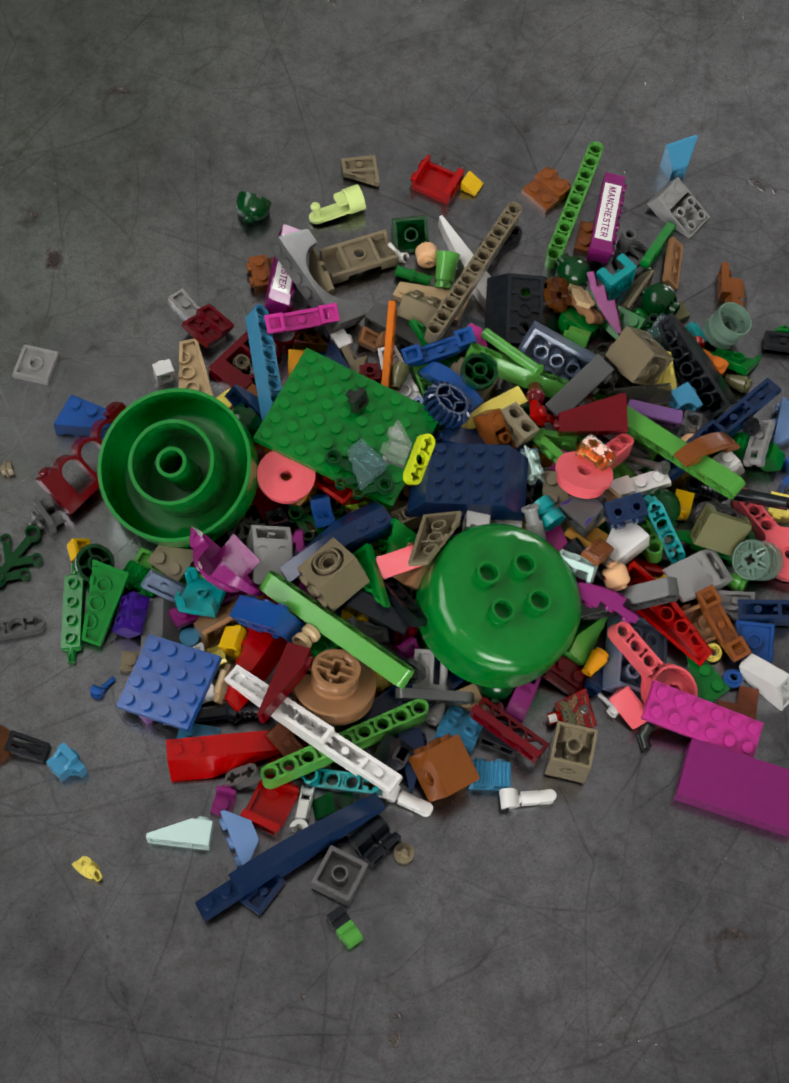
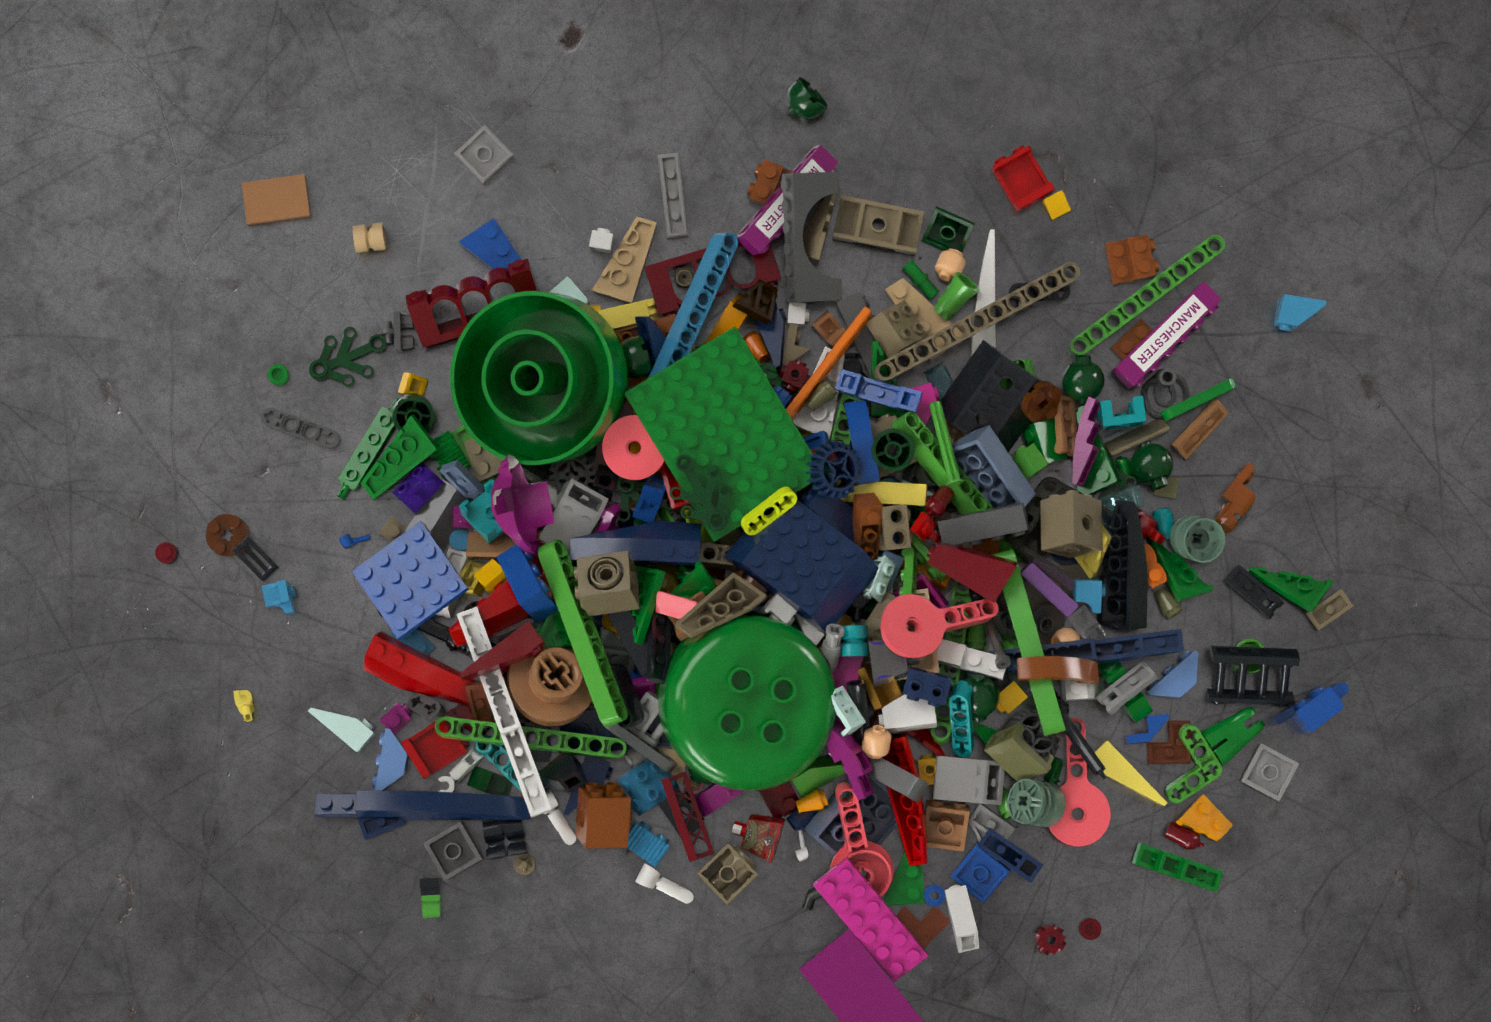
camera: 40 degrees right, 20 degrees up
(7, 468) = (392, 258): dark tan plate -> none
(208, 325) = (675, 215): dark red slope -> none
(220, 685) = (462, 605): tan piece -> none
(302, 319) = (763, 276): dark pink slope -> none
(307, 636) = (550, 624): tan wheel -> none
(347, 202) = (910, 151): yellowish green piece -> none
(357, 399) = (745, 417): pearl dark grey tile -> none
(361, 169) = (951, 117): dark tan wing -> none
(365, 463) = (710, 488): clear light blue wing -> none
(397, 447) = (753, 489): clear slope -> none
(401, 254) = (923, 246): white hand -> none
(581, 296) = (1069, 416): tan piece -> none
(596, 452) = (936, 615): clear orange leg -> none
(598, 552) = (870, 711): dark orange slope -> none
(628, 706) = (813, 861): coral slope -> none
(680, 207) = (1255, 367): light grey slope -> none
(717, 650) = (941, 858): light yellow plate -> none
(720, 624) = (956, 842): dark orange slope -> none
(751, 426) = (1128, 667): black plate -> none

